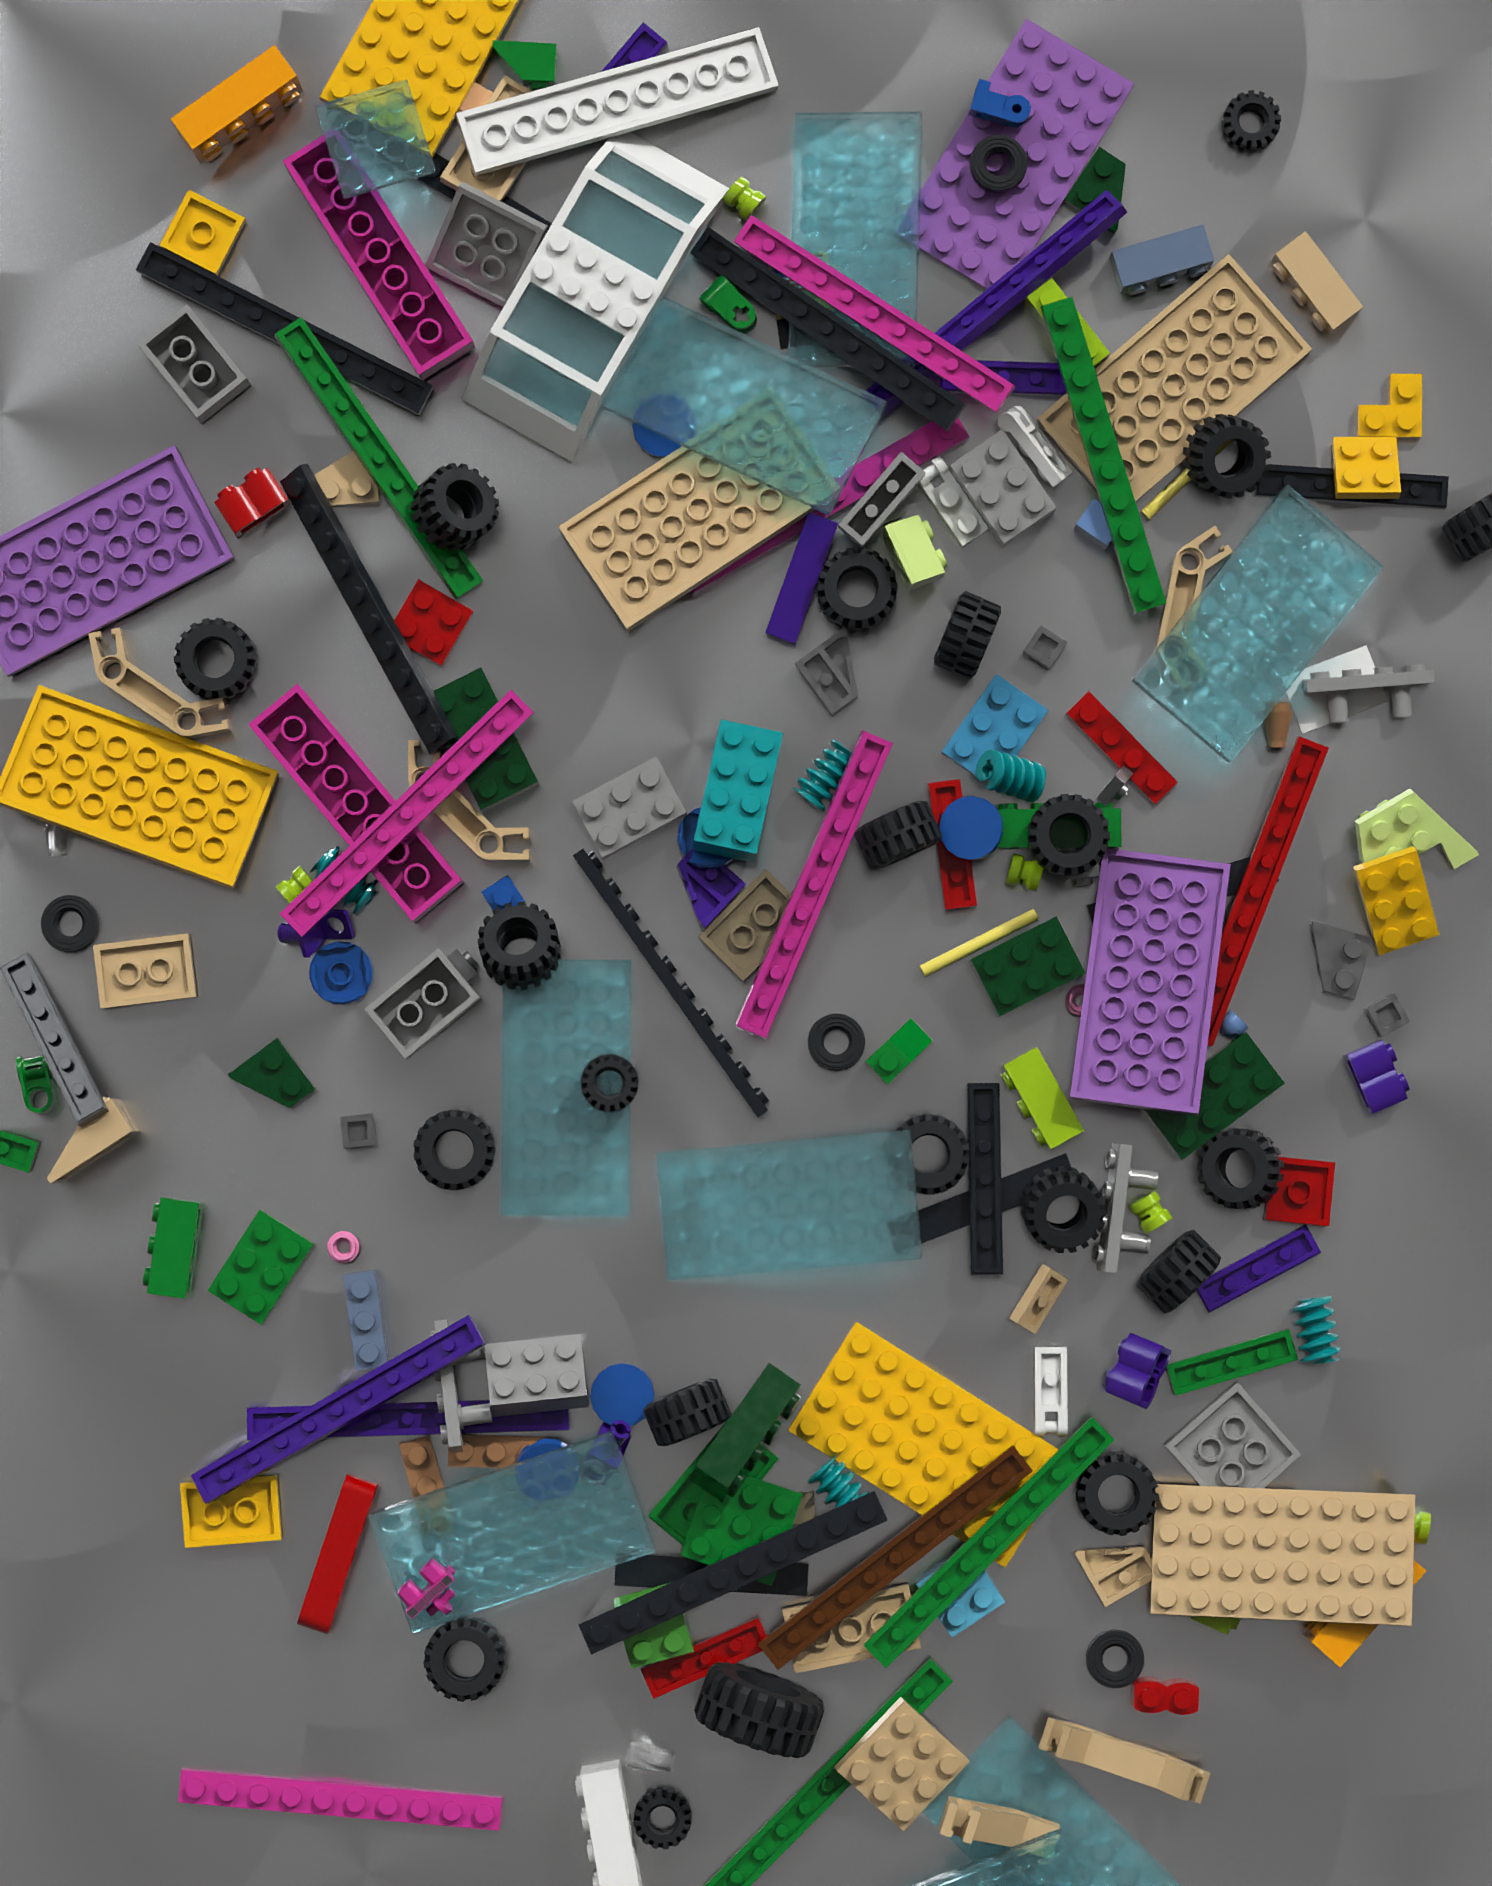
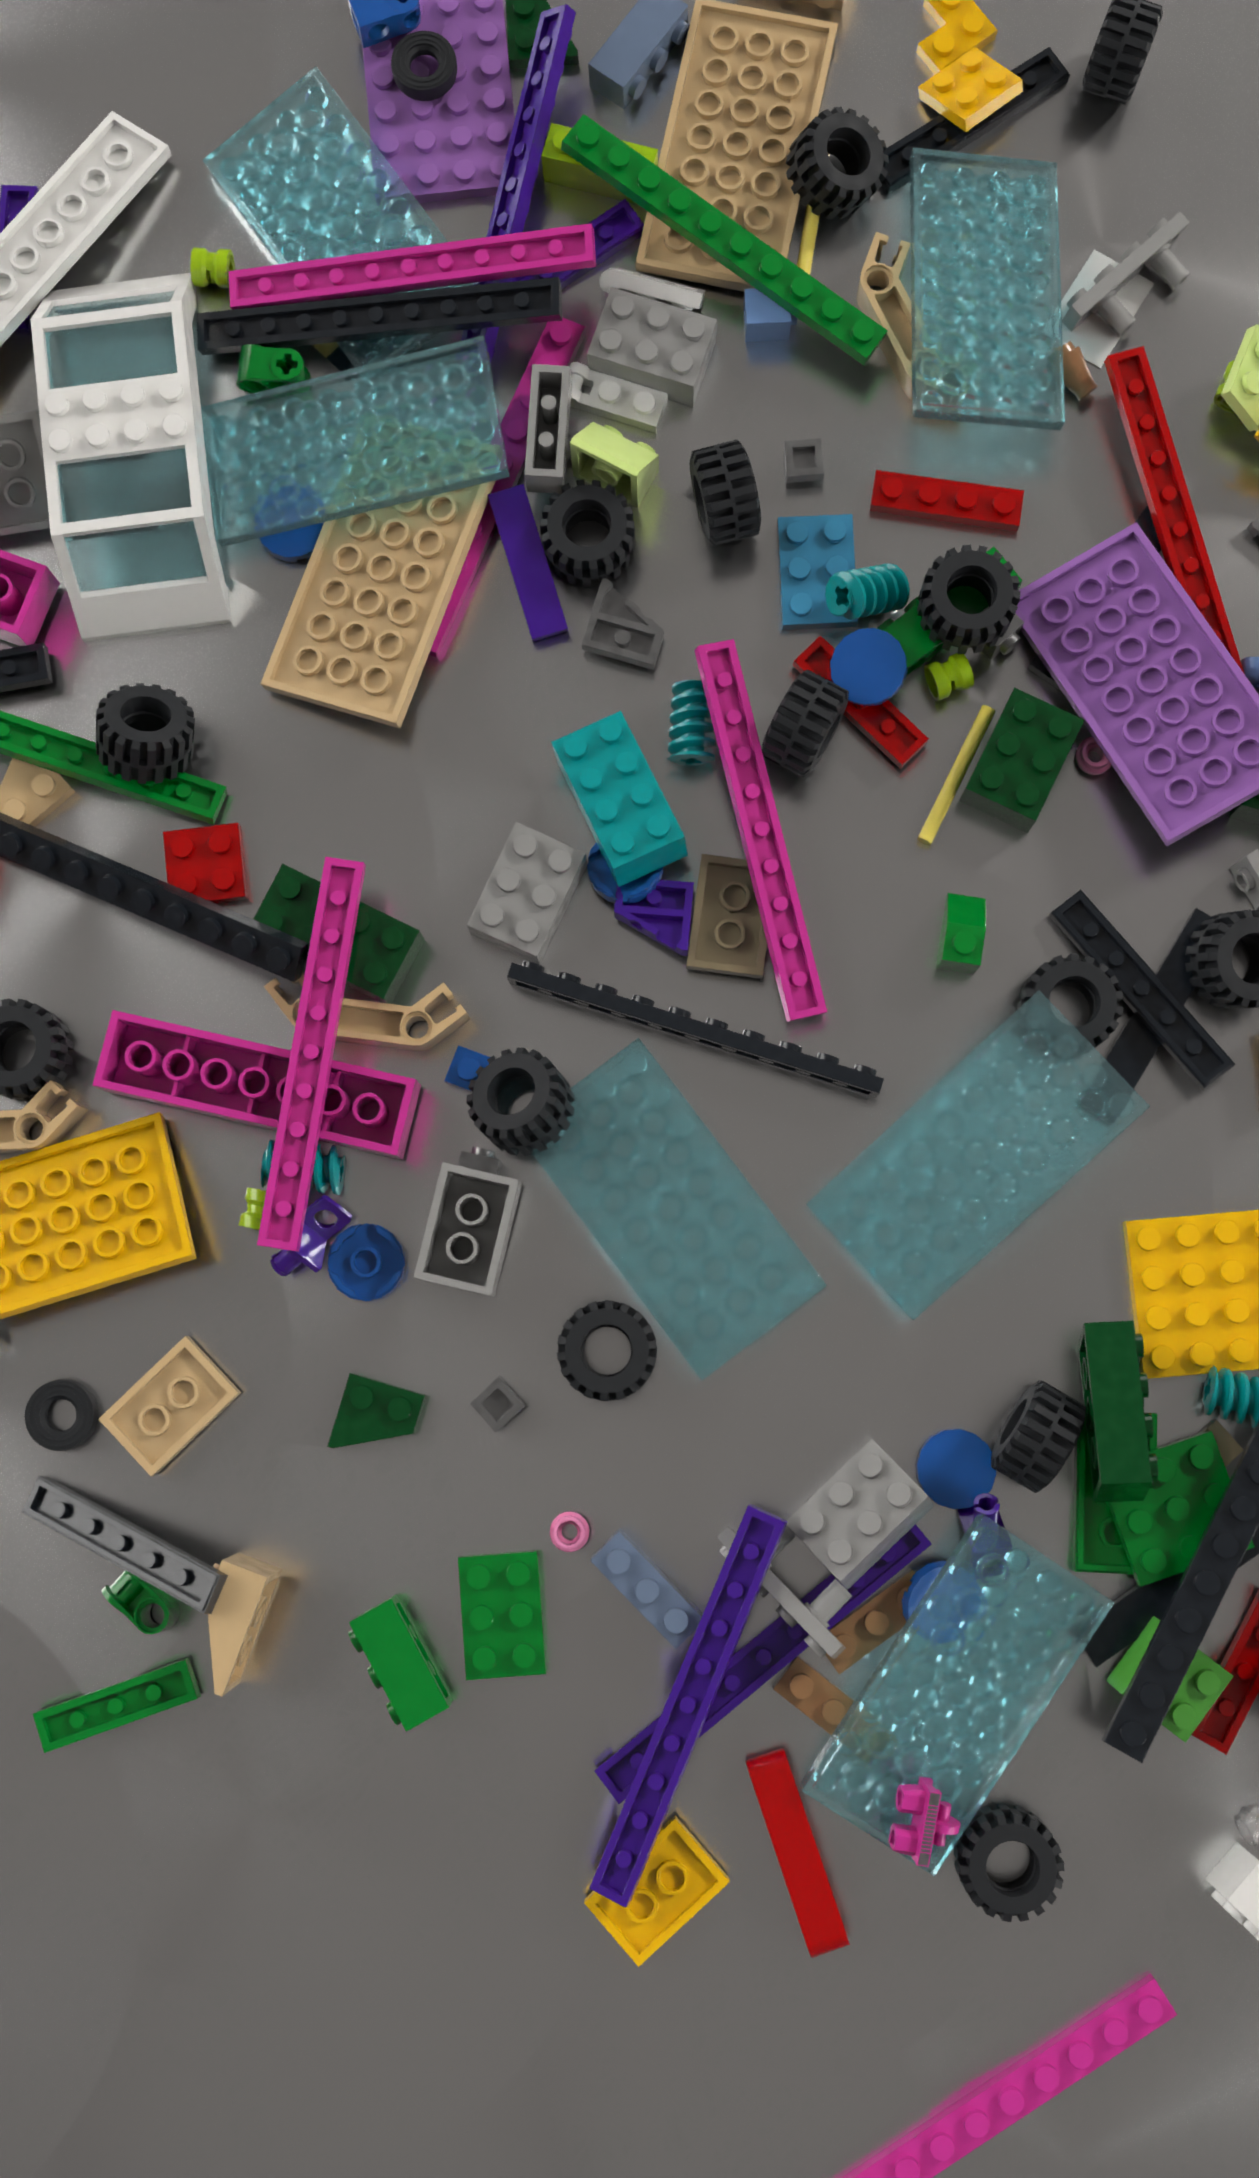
camera: 25 degrees left, 5 degrees down
(629, 1083) = (710, 1144): black tyre -> none
(818, 1050) = (895, 991): black tyre -> none
(1041, 1099) = (1133, 873): lime brick -> none
(1116, 787) = (972, 530): flat silver plate -> none

